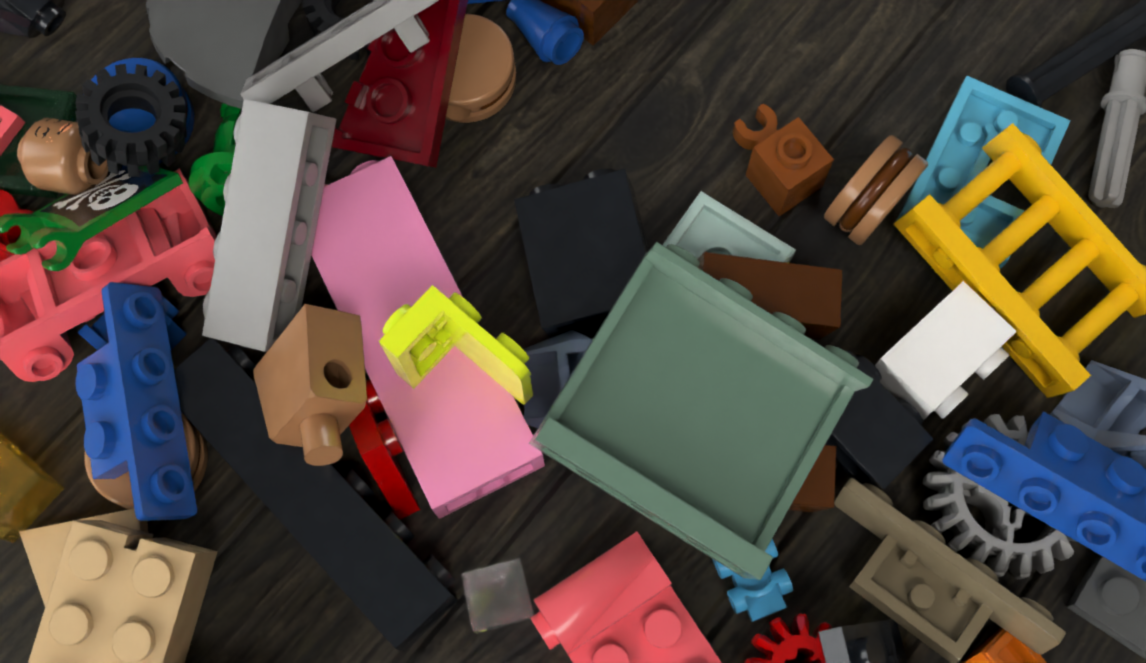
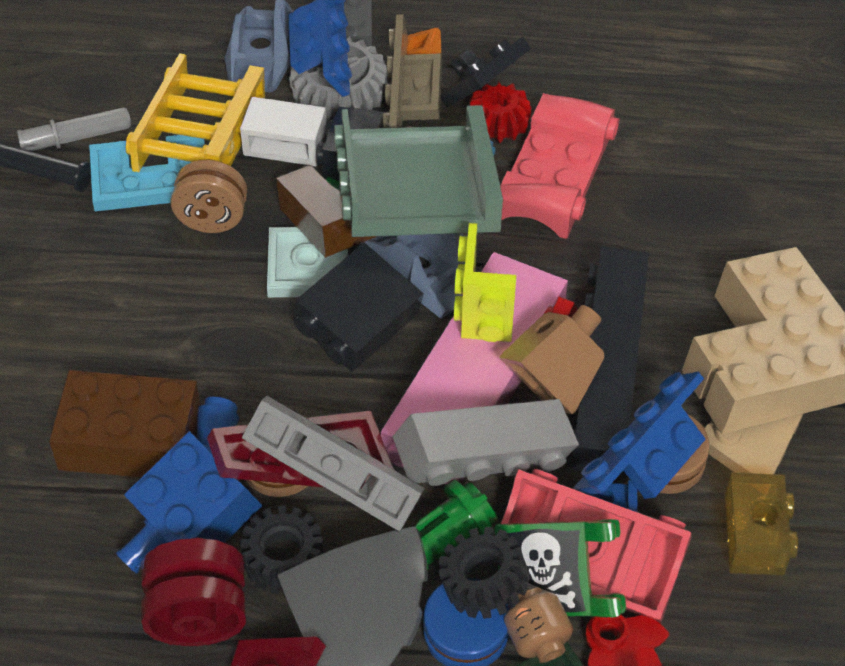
camera: 130 degrees left, 20 degrees down
(497, 596) = (580, 250): clear slope -> none
(783, 162) = (219, 252): dark orange brick -> none

